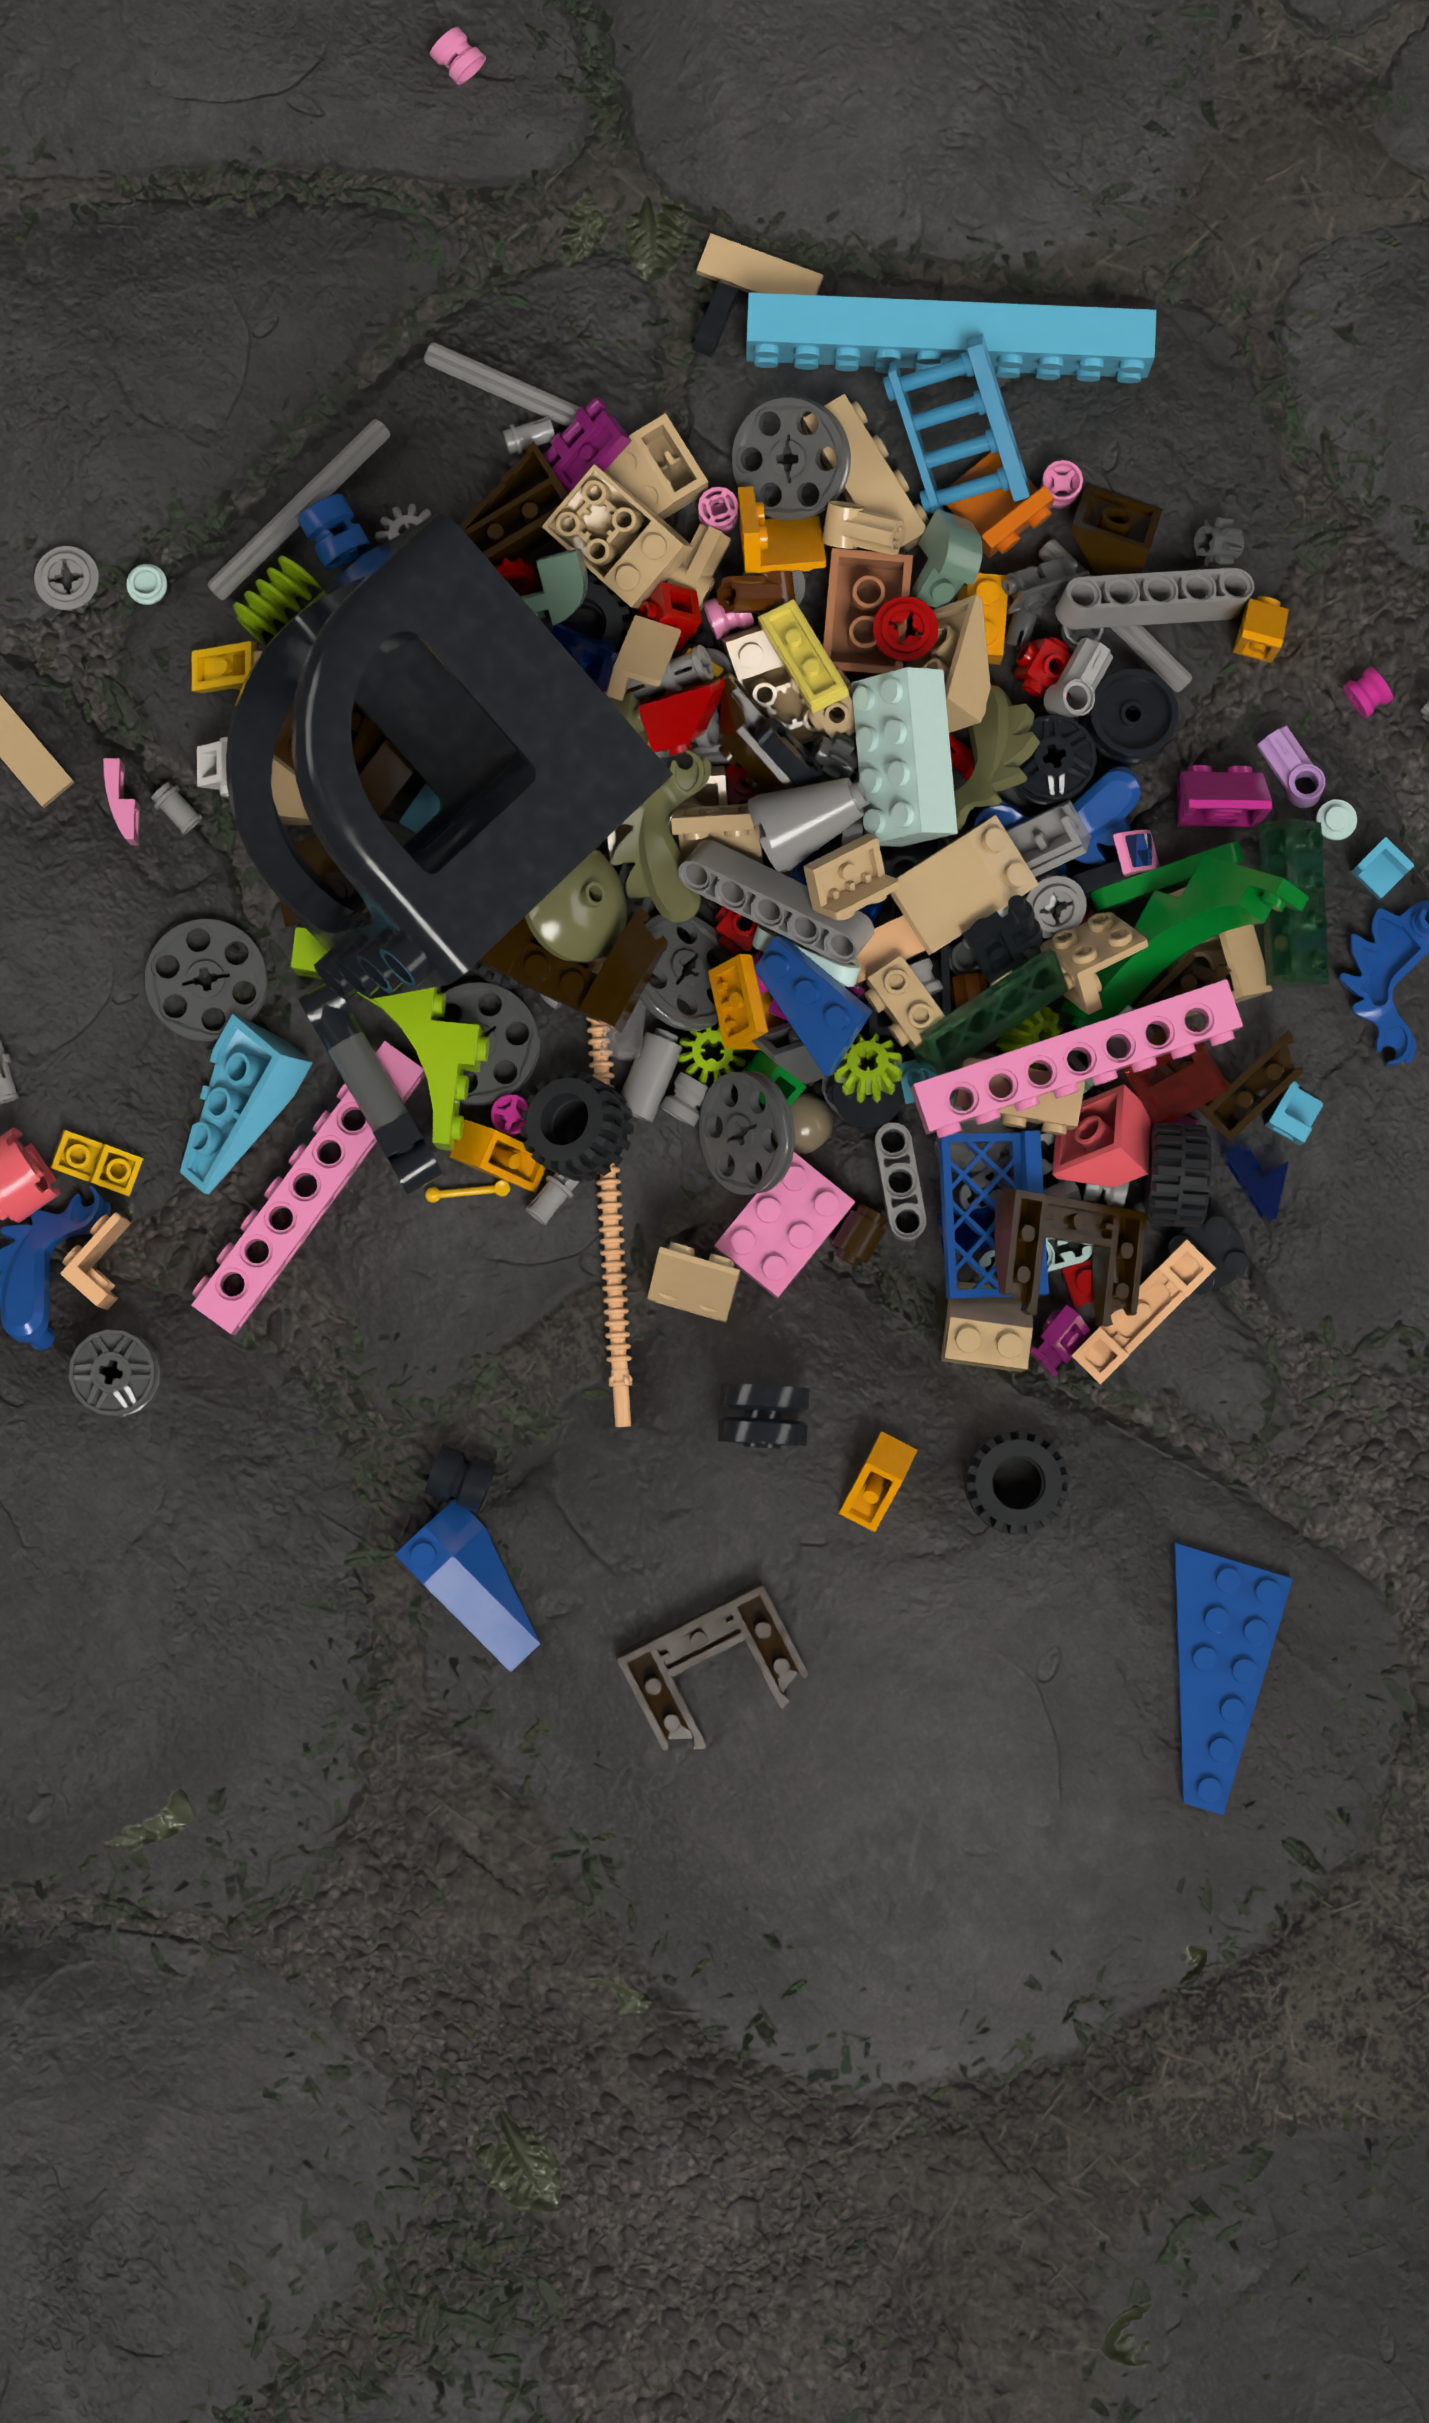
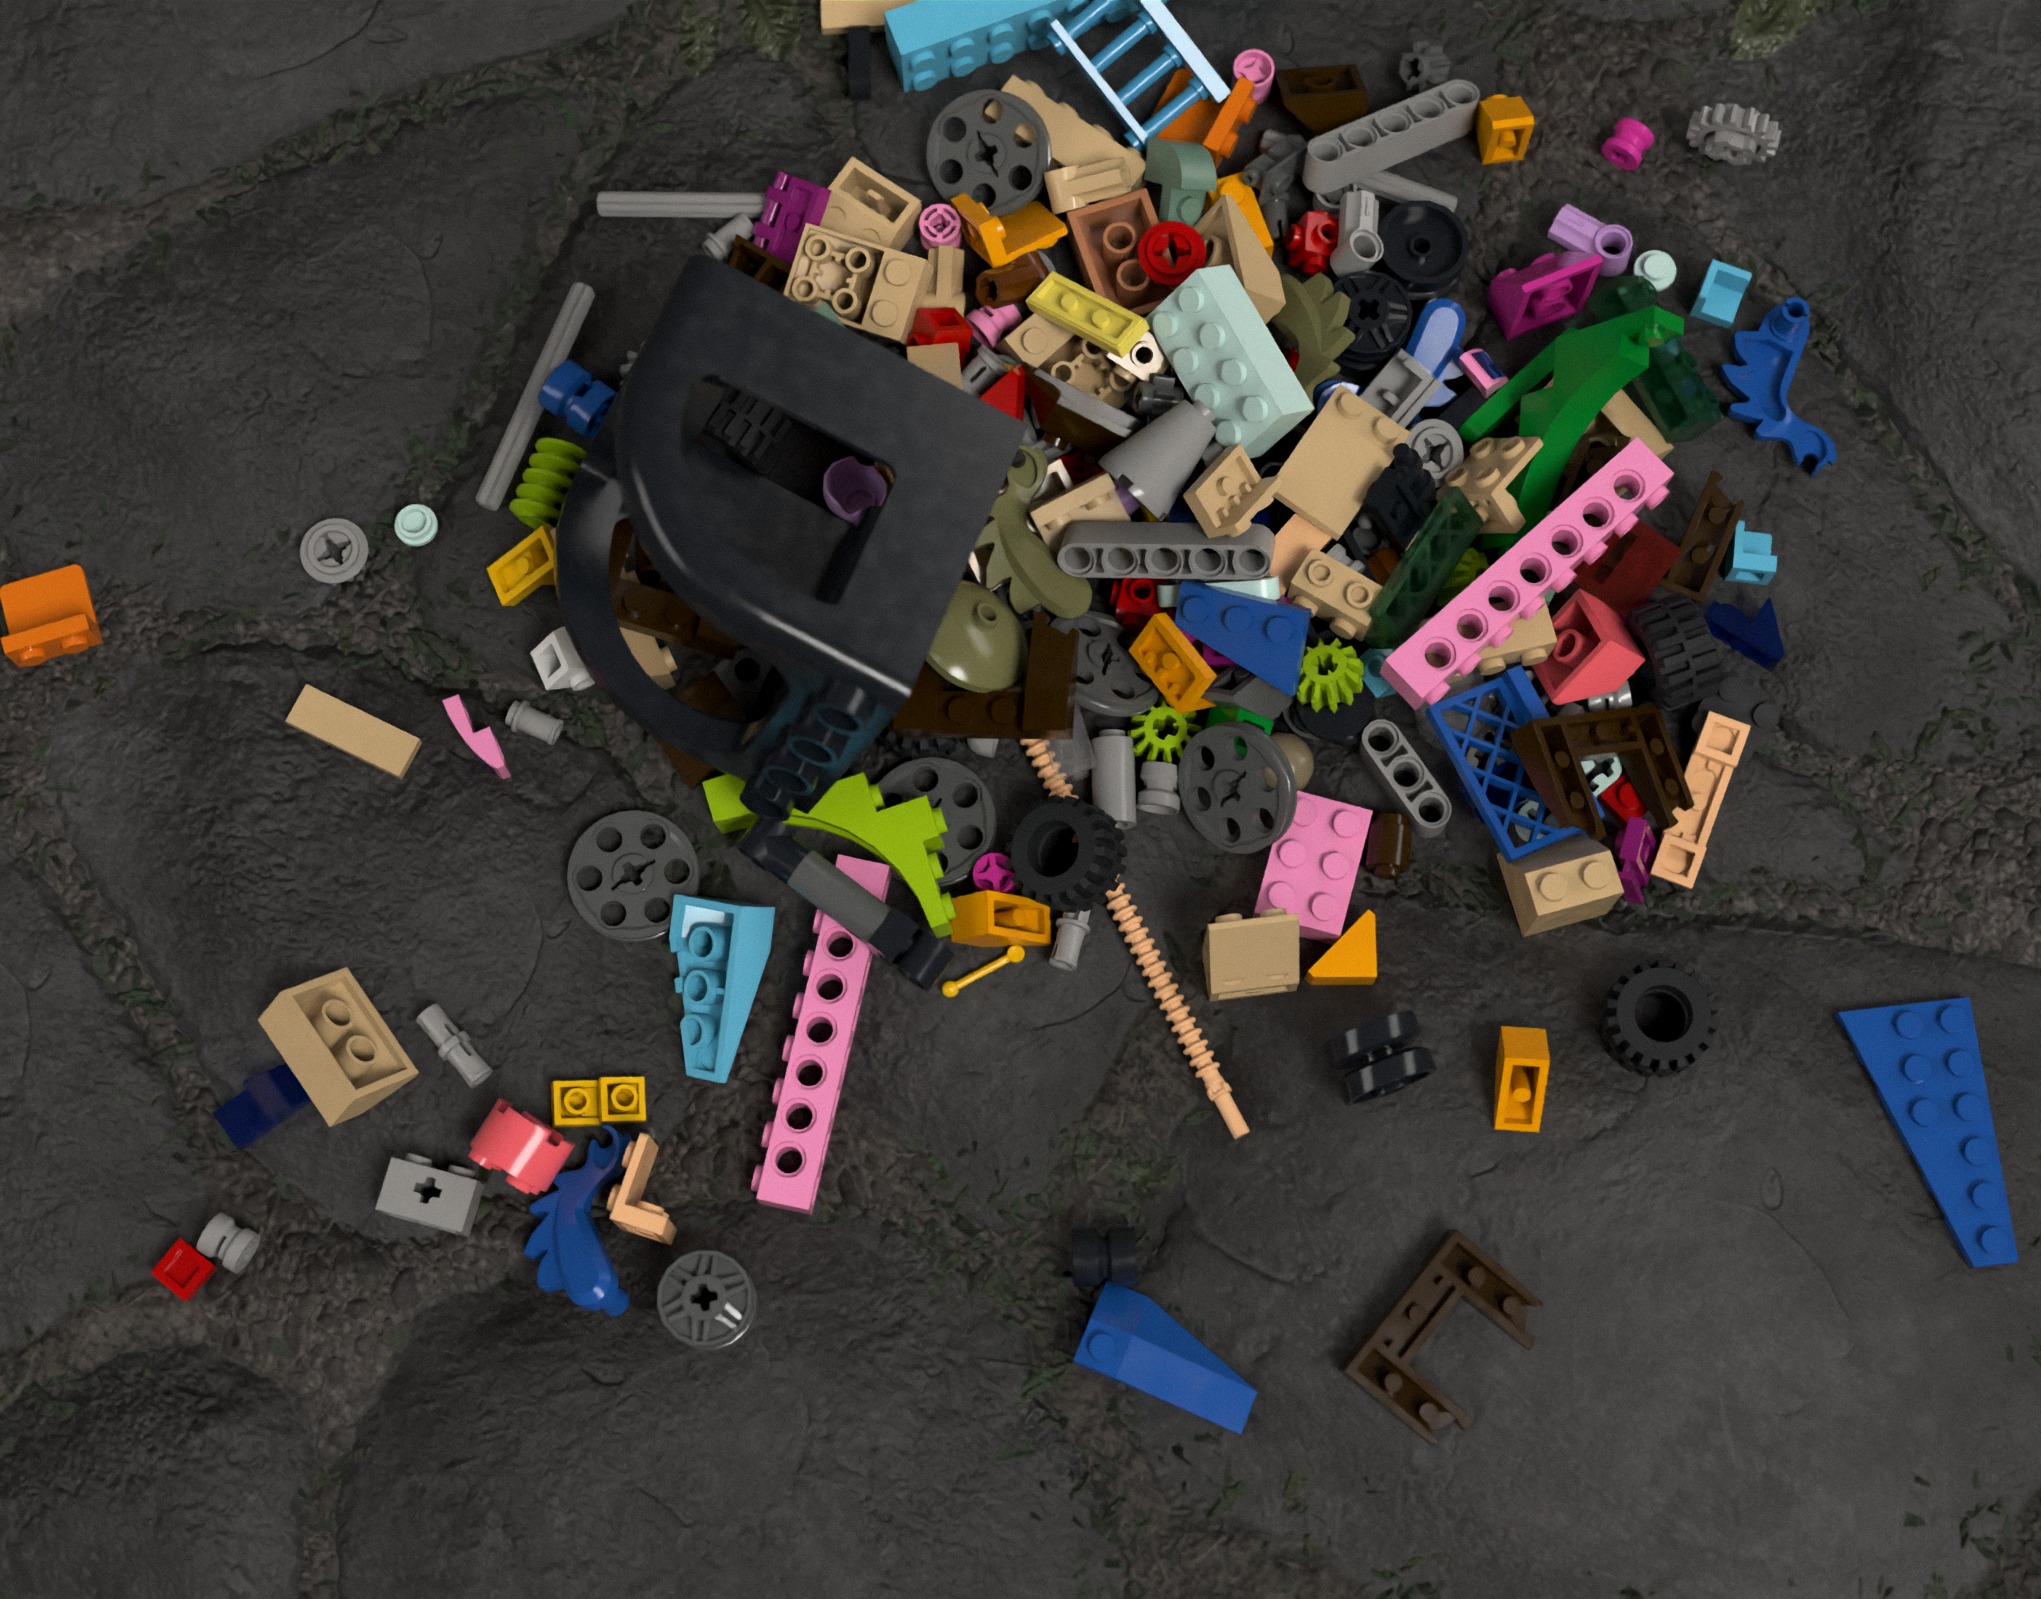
camera: 25 degrees left, 10 degrees down
(782, 1316) = (1350, 959): none -> light orange slope
(788, 752) = (1114, 405): black beam -> none

